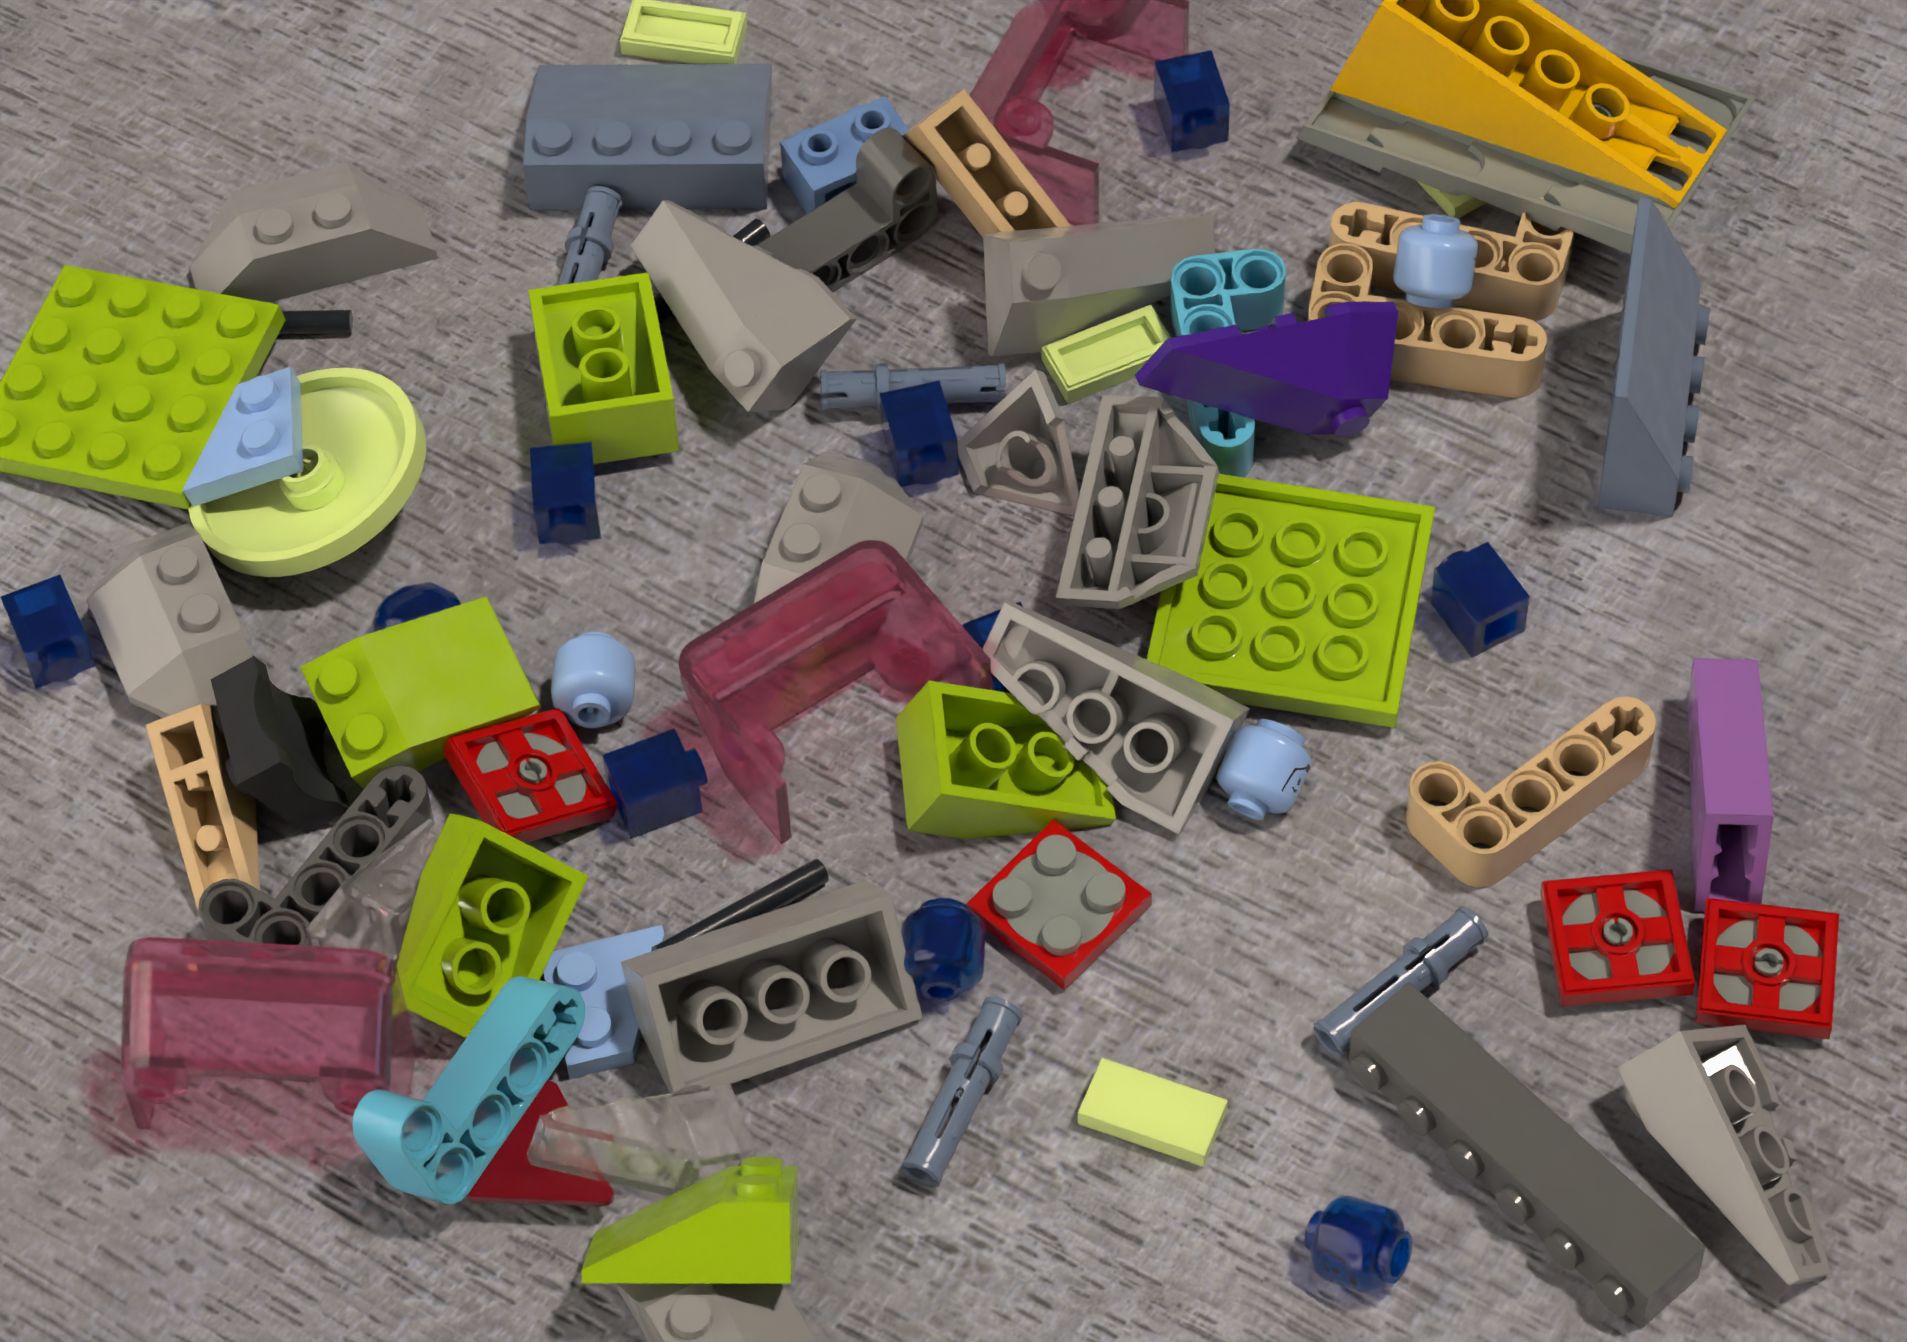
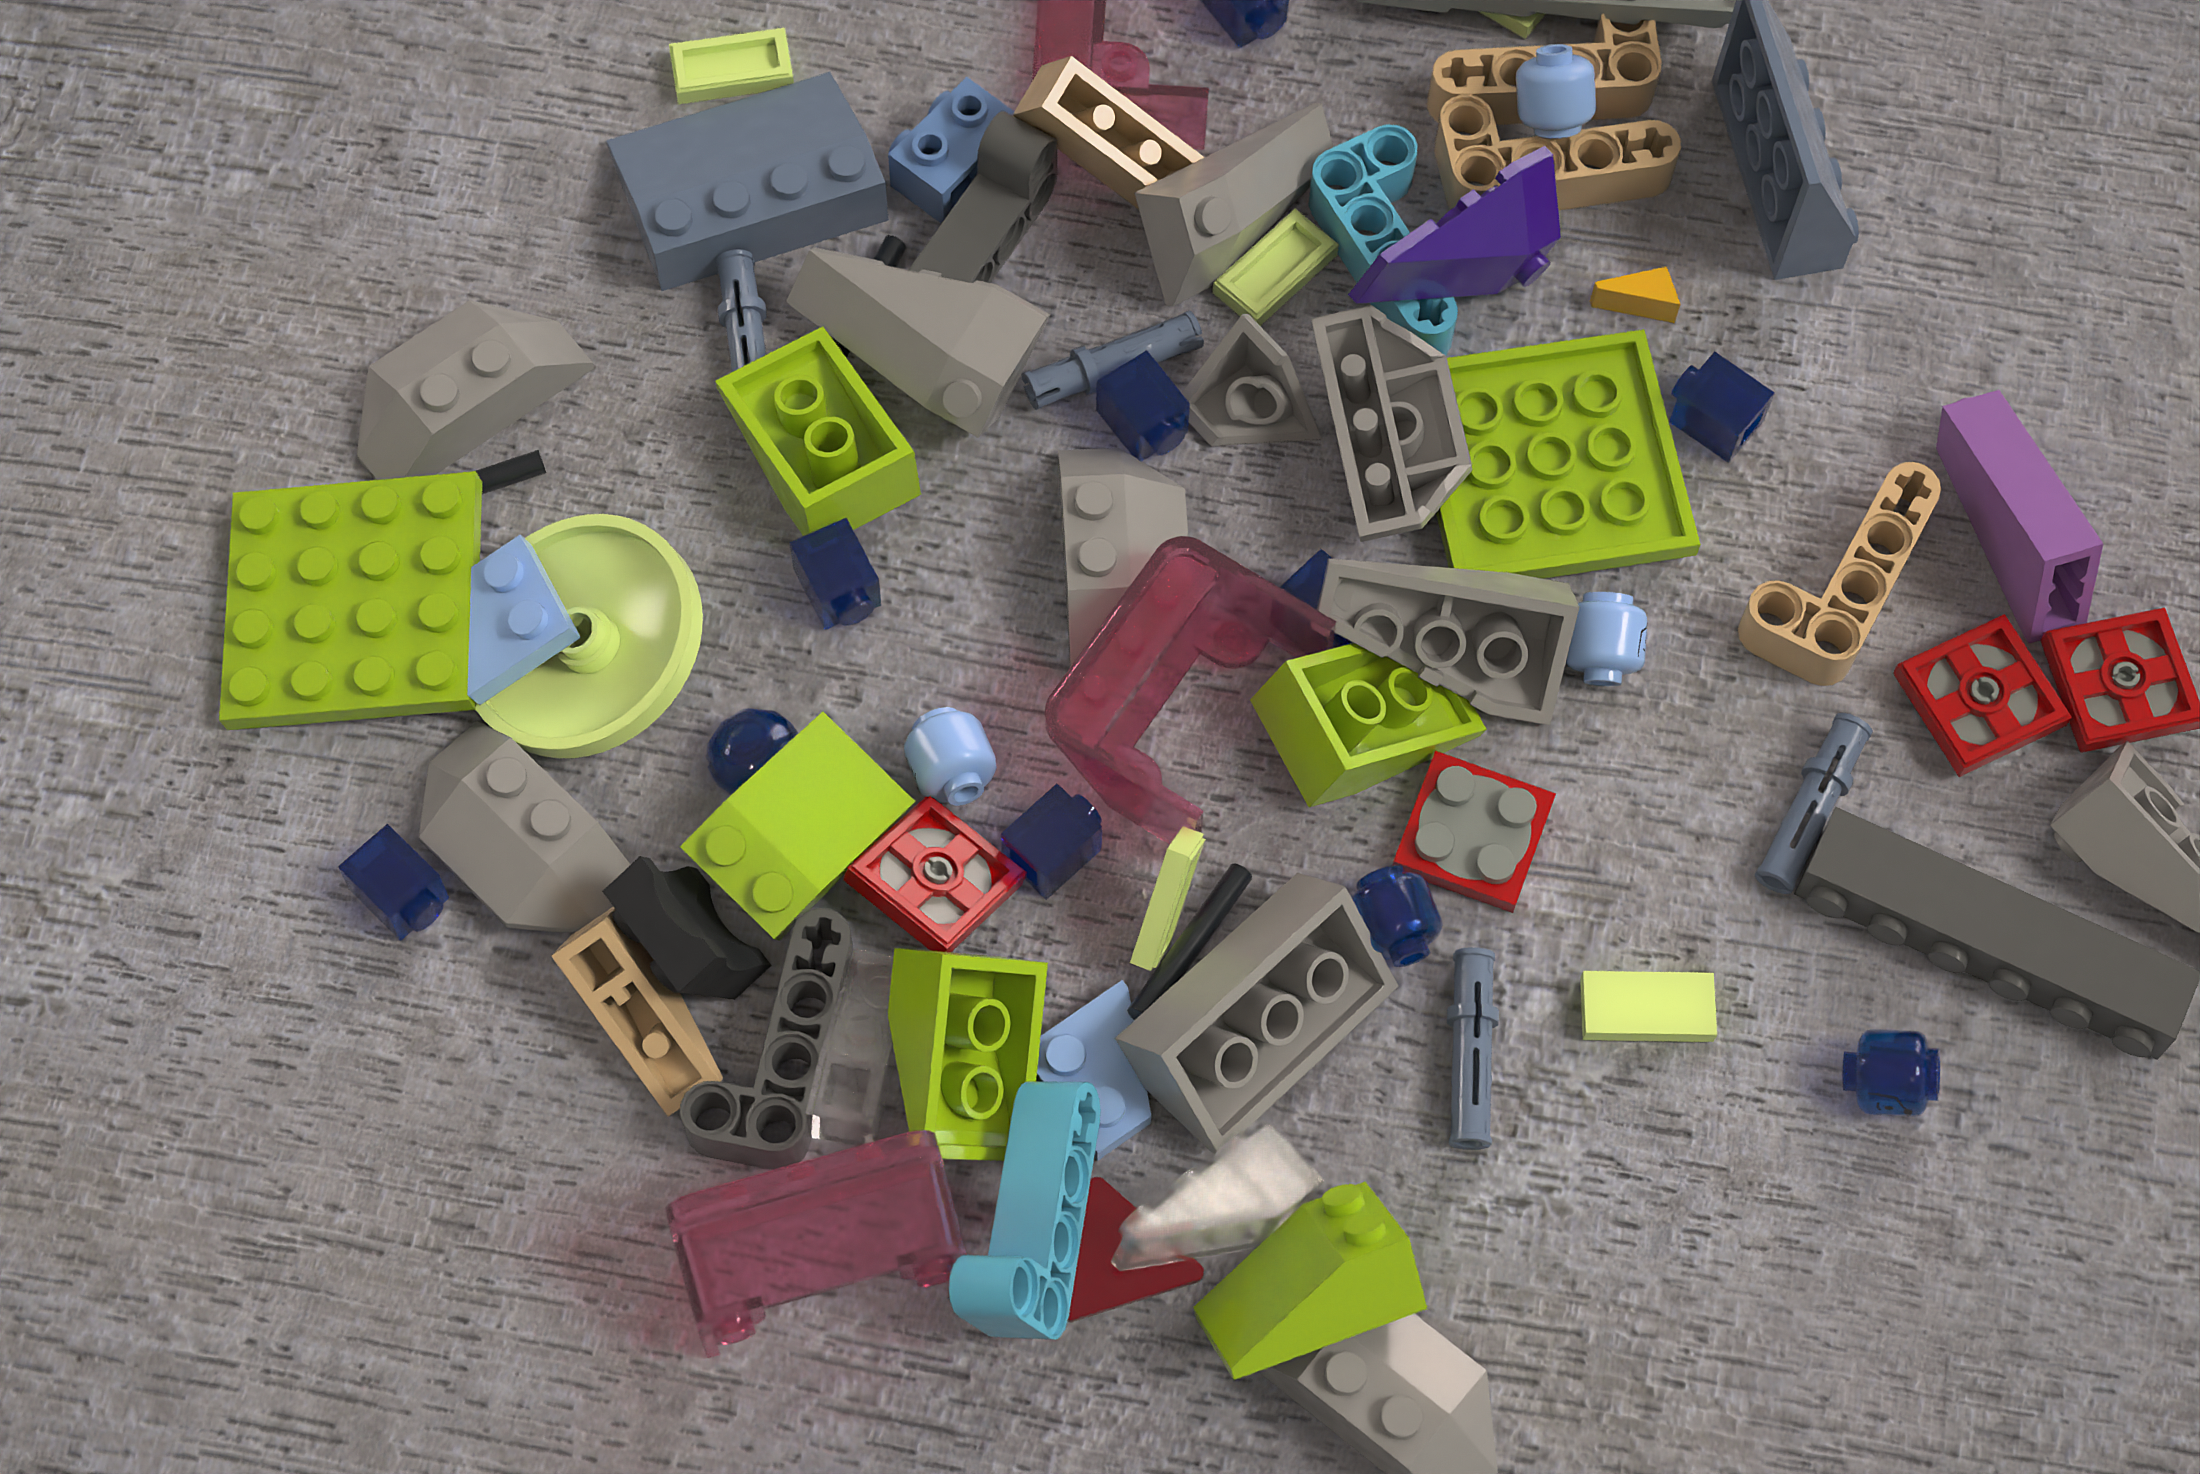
camera: 25 degrees left, 10 degrees up
(727, 857) = (1168, 898): none -> yellowish green tile
(1448, 476) = (1639, 294): none -> yellow piece

